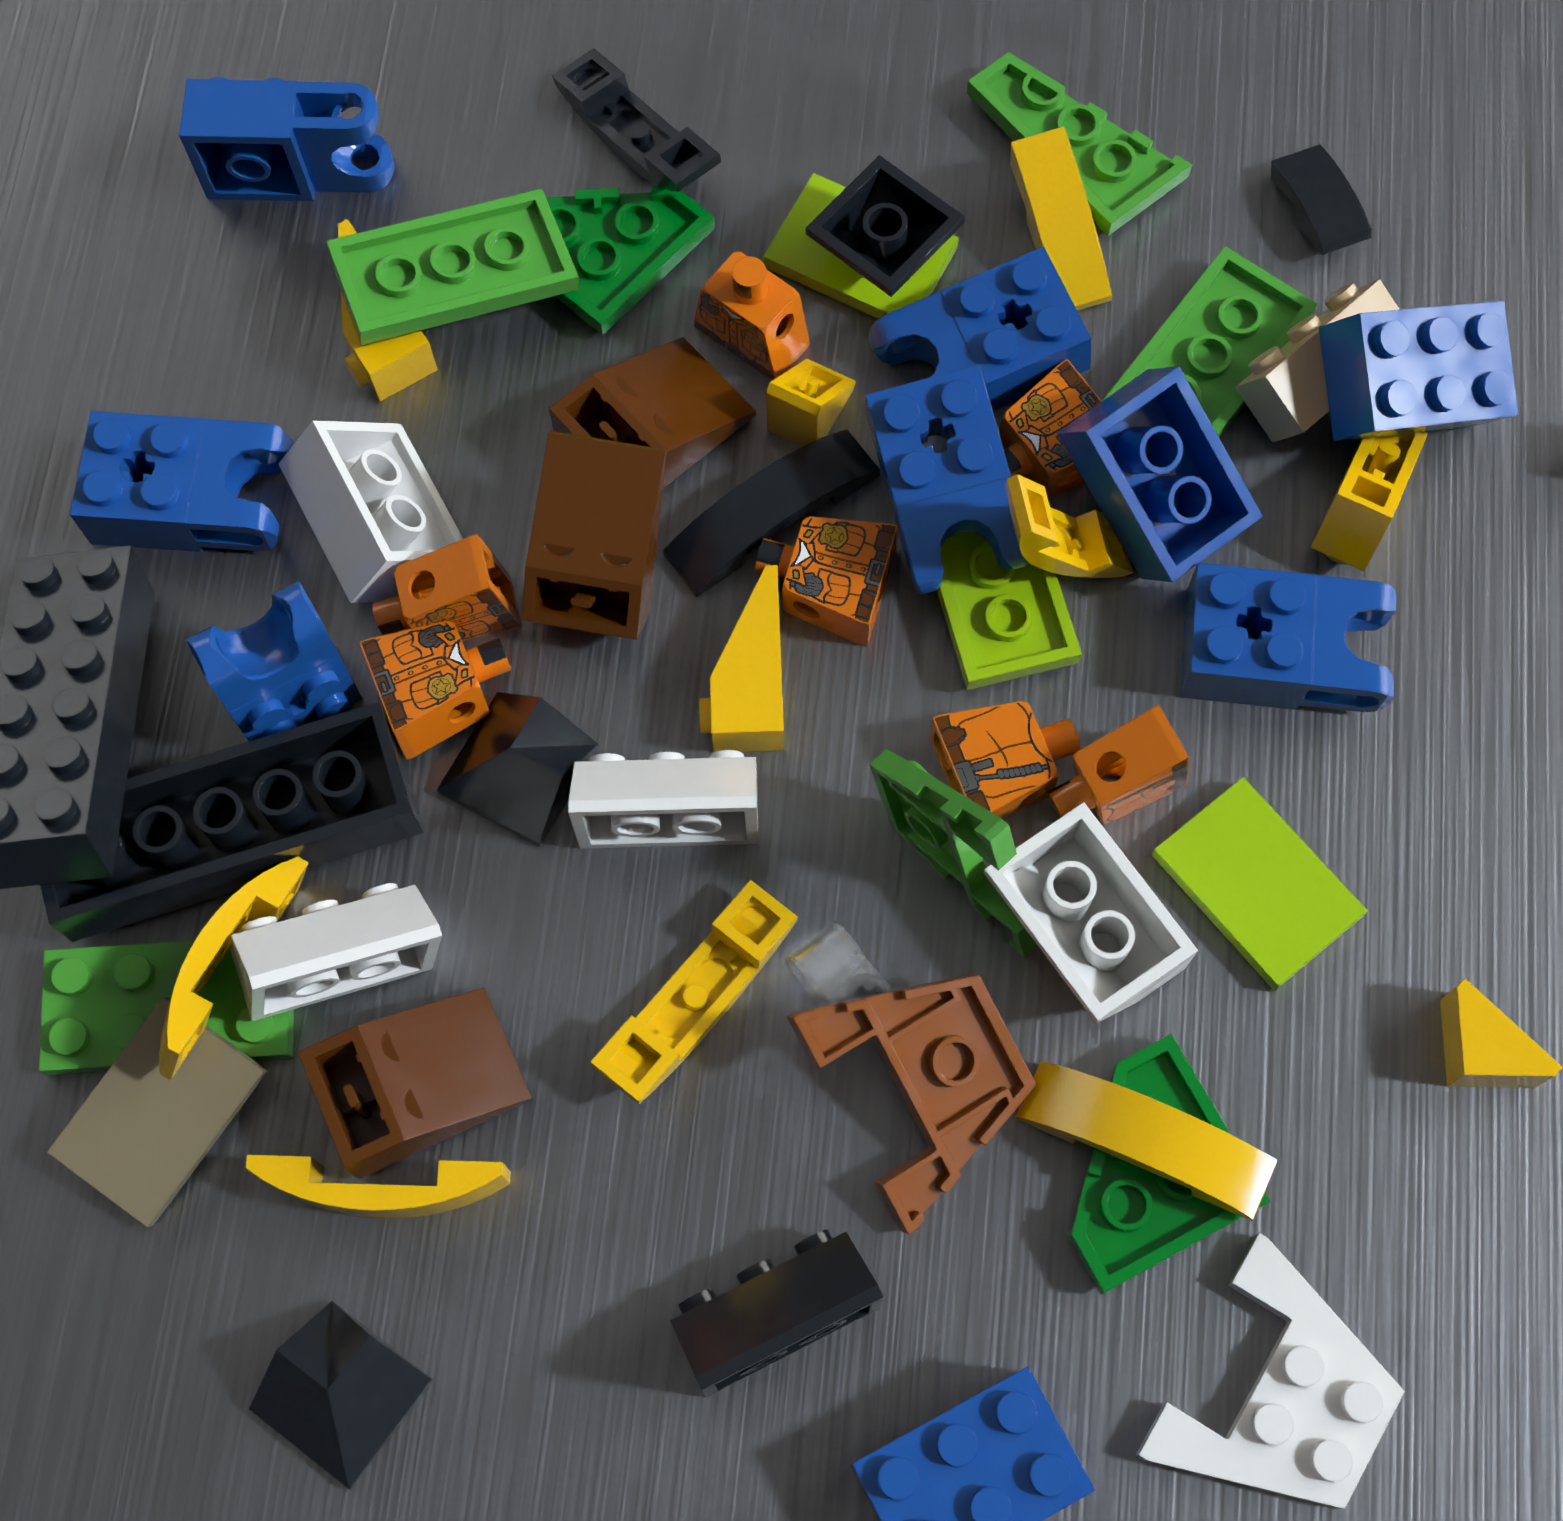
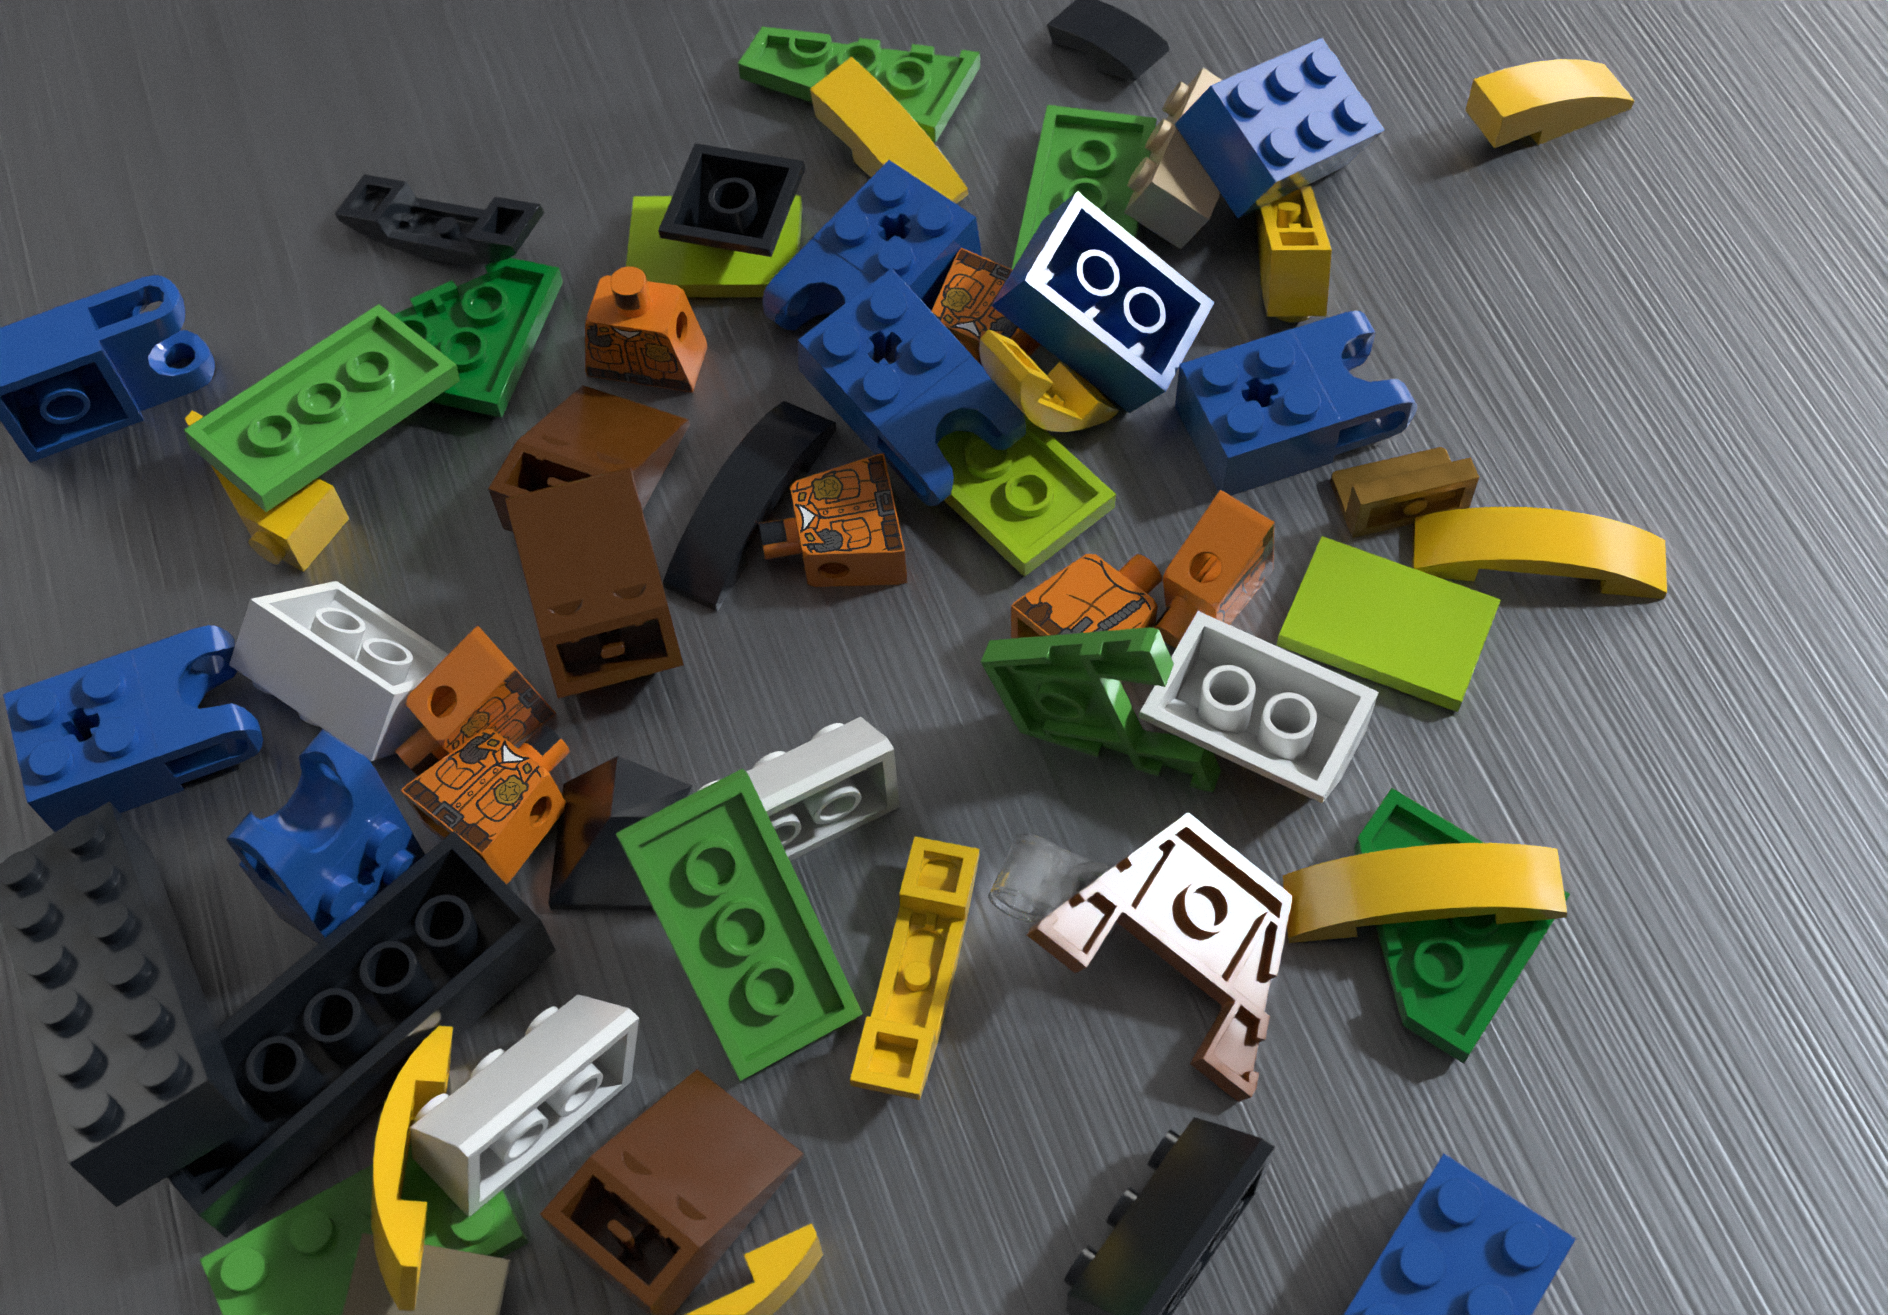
camera: 25 degrees left, 10 degrees down
(563, 891) = (740, 923): none -> bright green plate
(747, 679) = (815, 660): yellow slope -> none
(806, 402) = (733, 394): yellow slope -> none
(1310, 1409) = (1716, 1071): white wing -> none
(1342, 766) = (1401, 488): none -> pearl gold panel
(1436, 879) = (1541, 542): none -> yellow slope
(1487, 1046) = (1675, 664): yellow slope -> none

